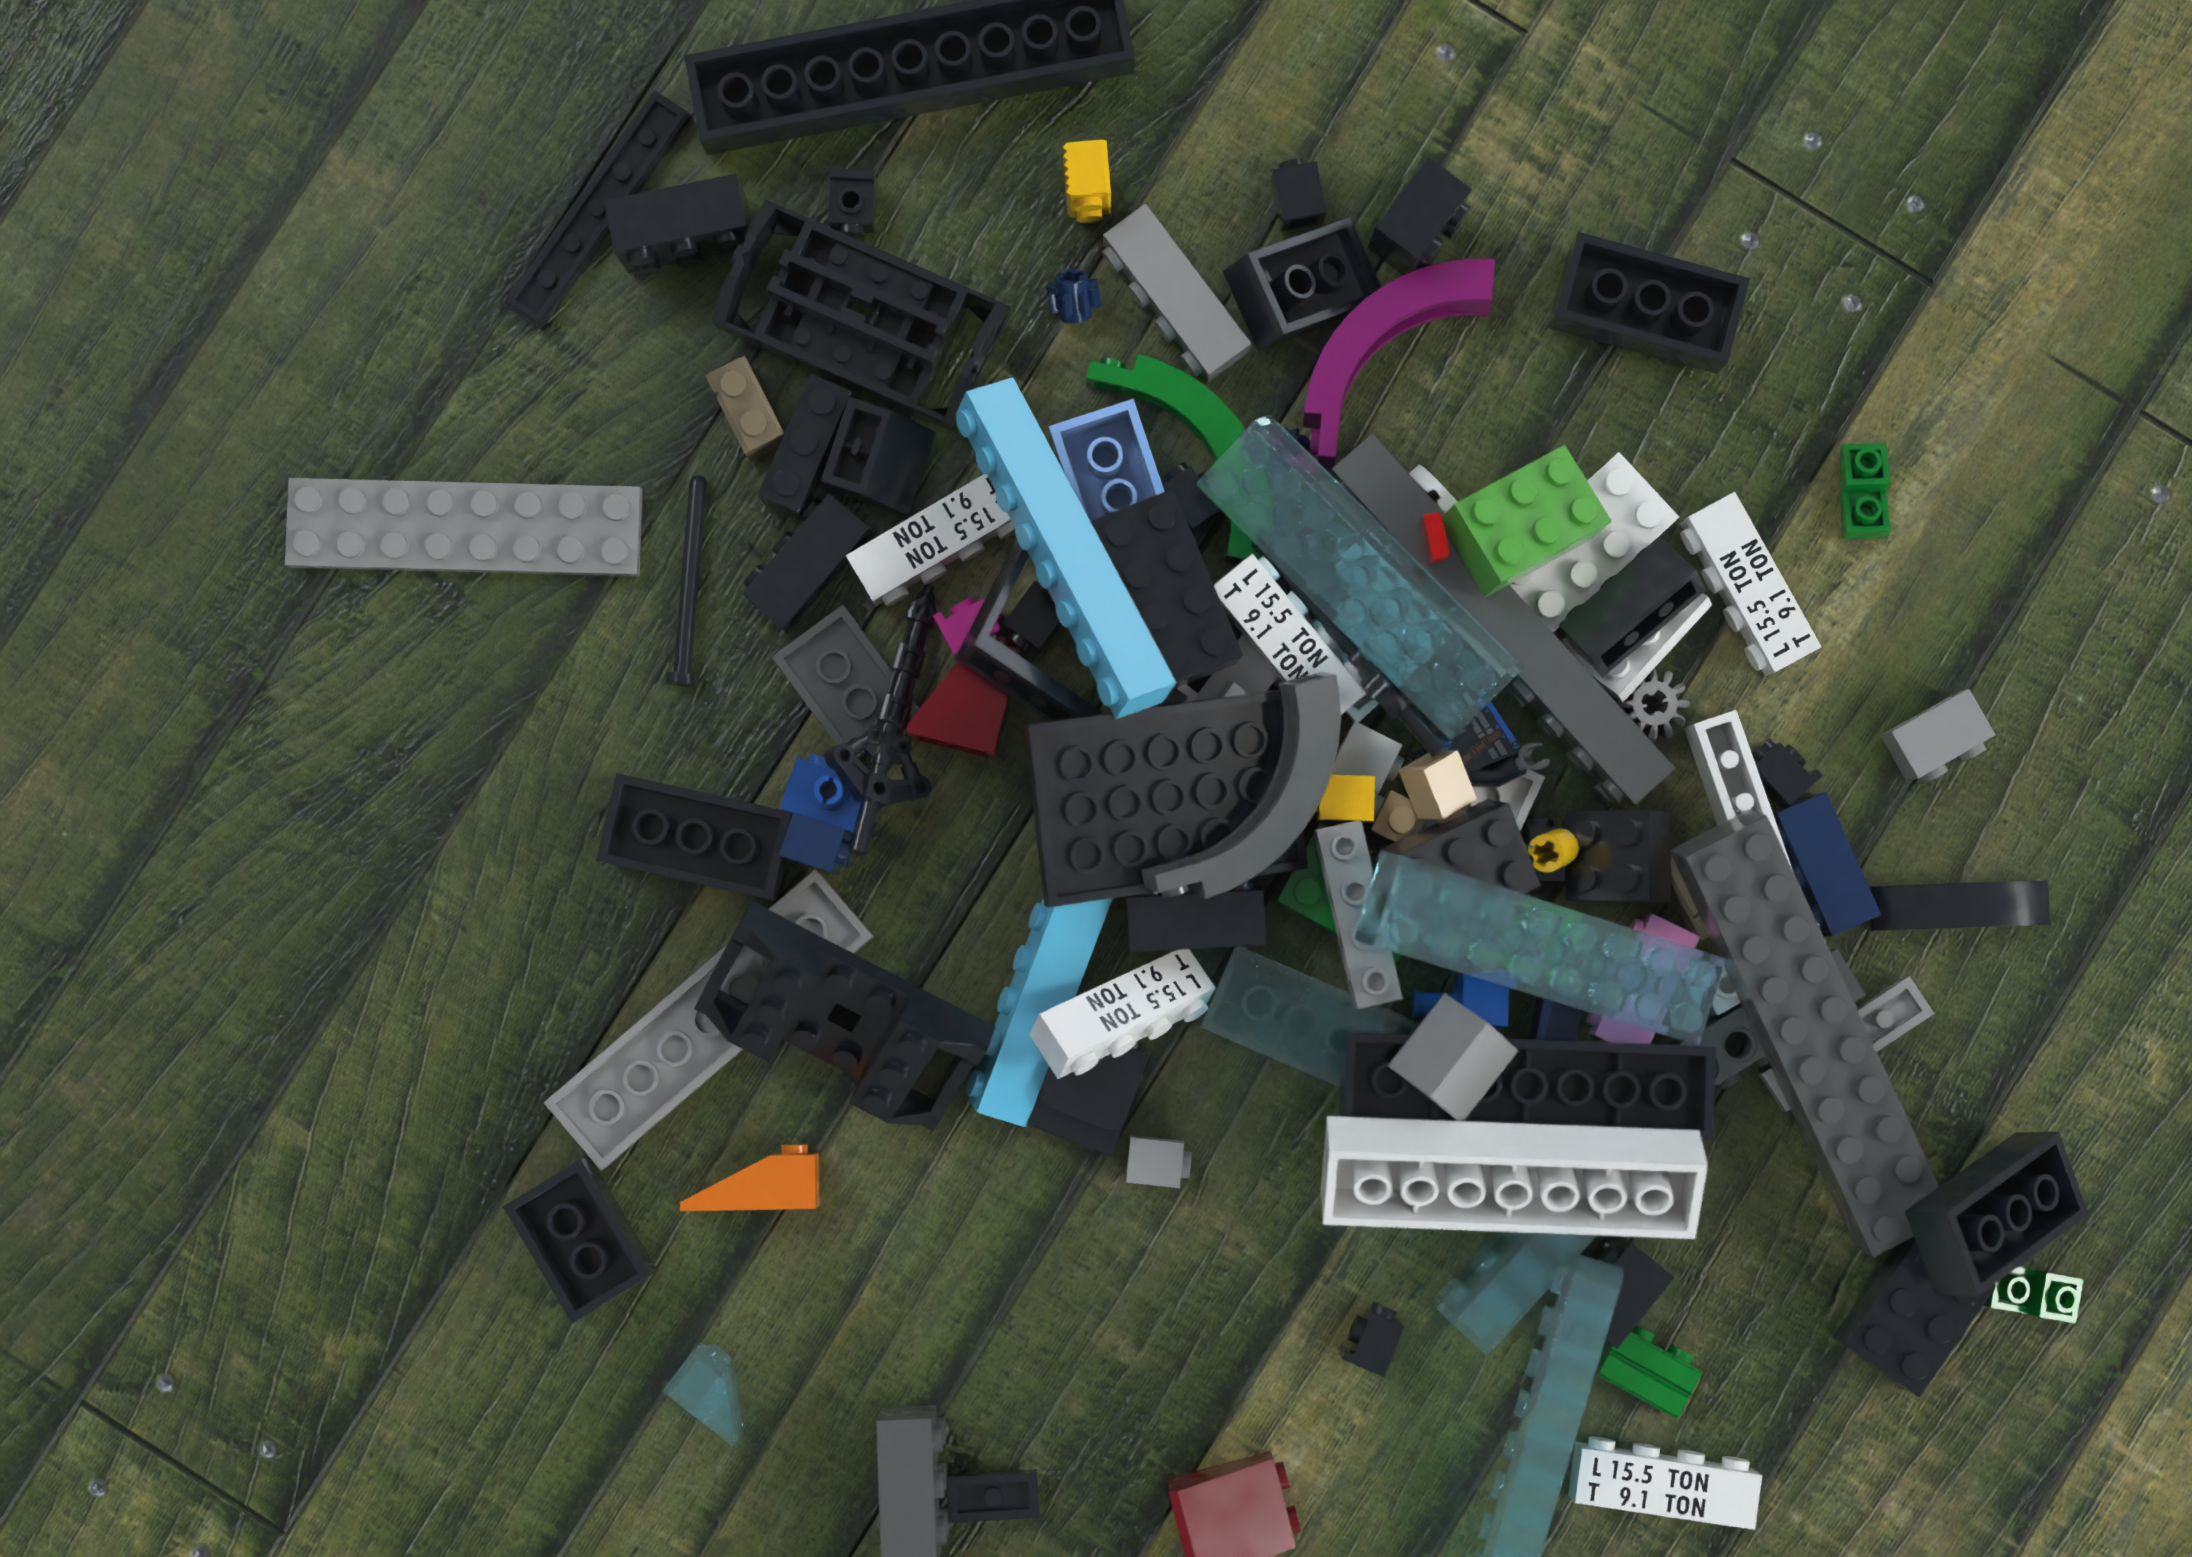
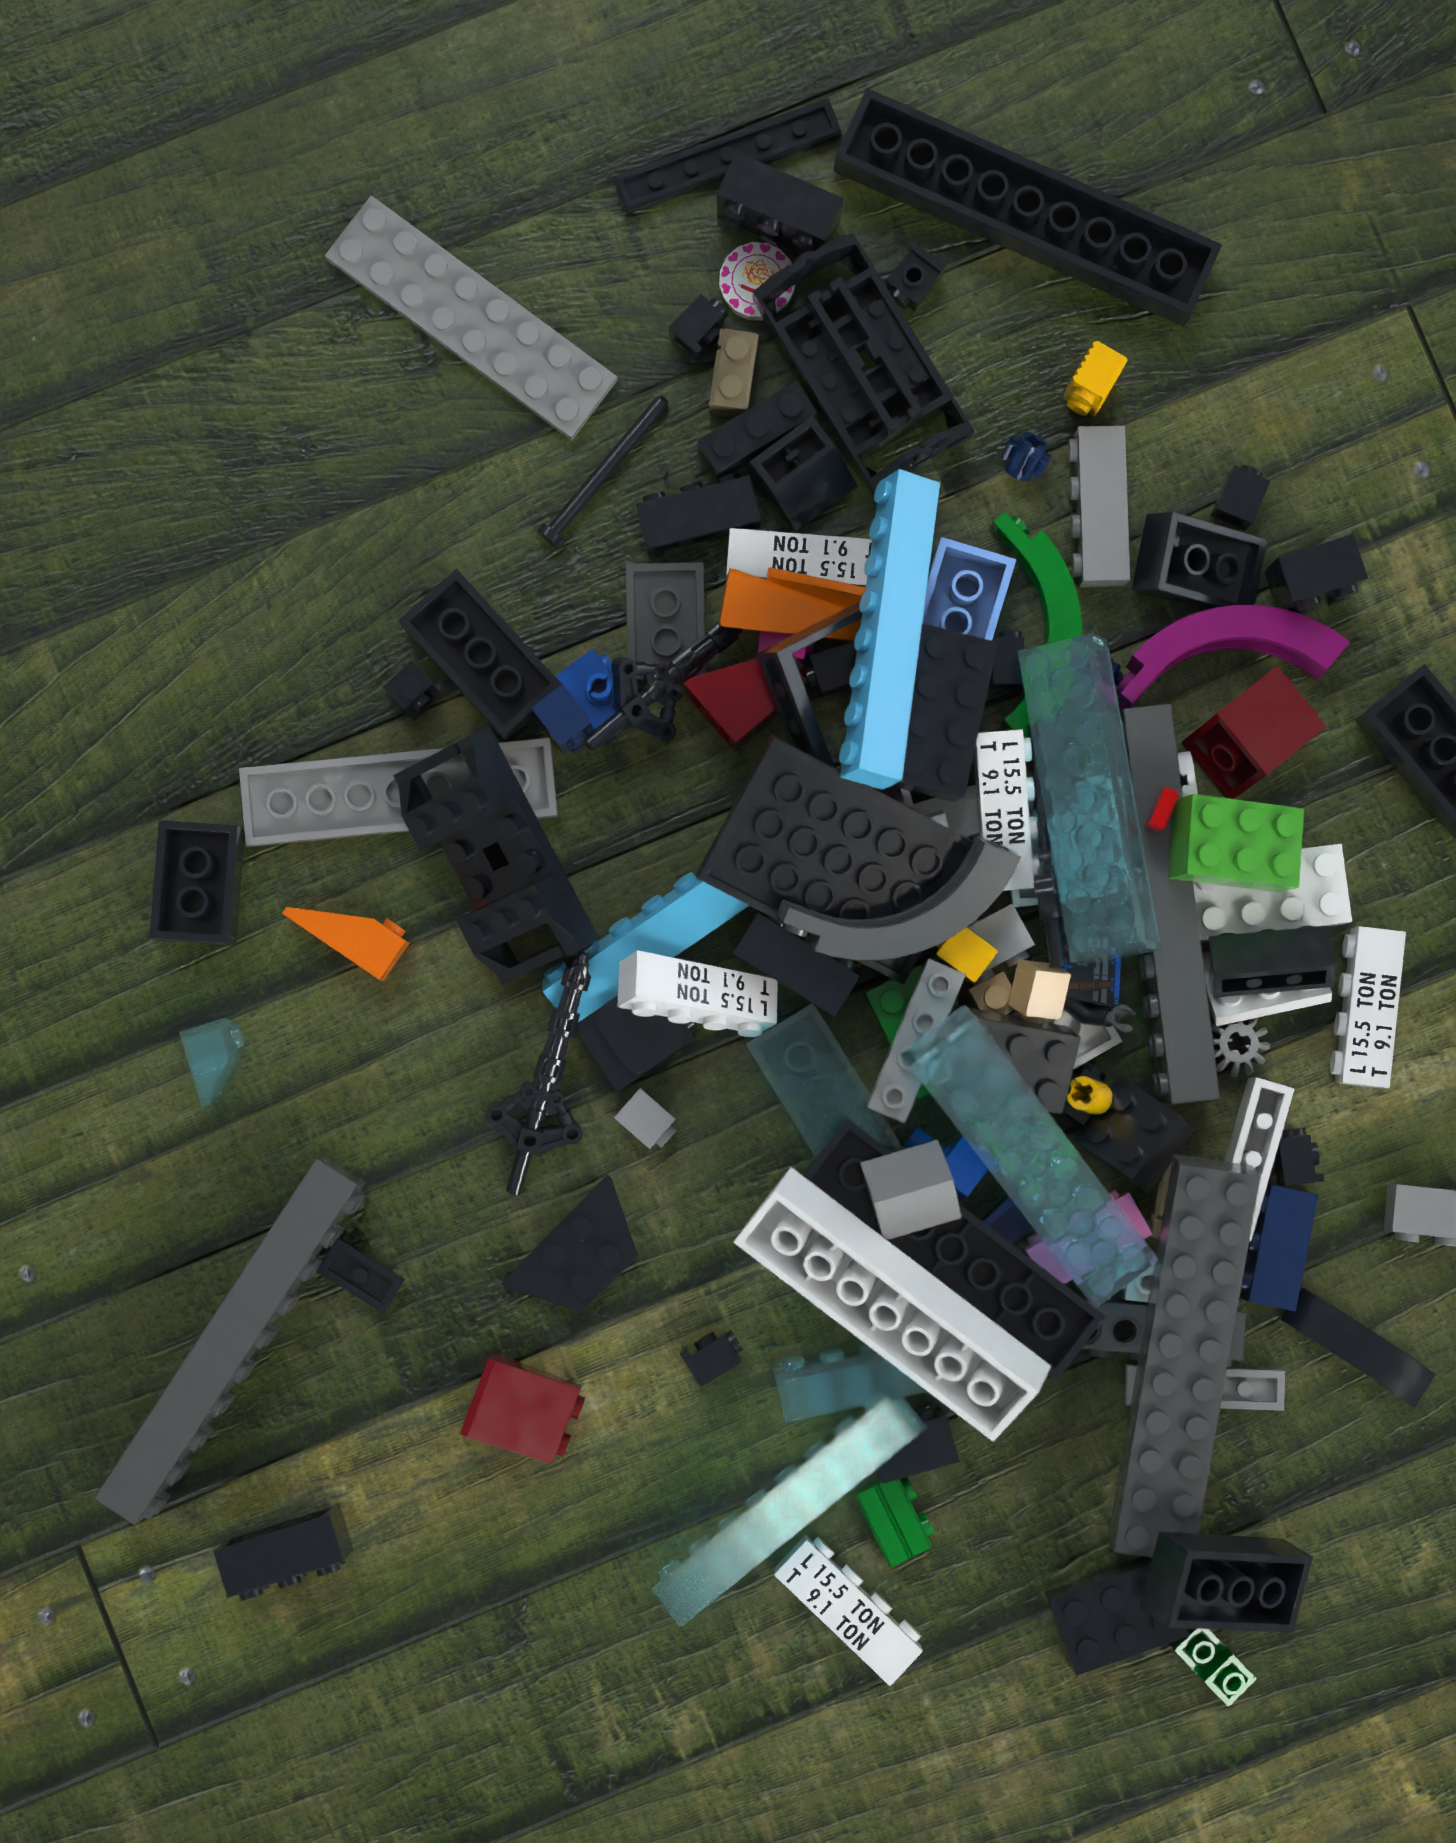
camera: 30 degrees right, 0 degrees up
(655, 915) = (412, 691): none -> black brick
(683, 387) = (698, 326): none -> black brick
(692, 302) = (748, 269): none -> white tile
(947, 588) = (786, 602): none -> orange wedge
(1043, 1207) = (542, 1095): none -> black bar
(1182, 1330) = (579, 1254): none -> black wing
(1465, 406) = (1253, 734): none -> dark red slope

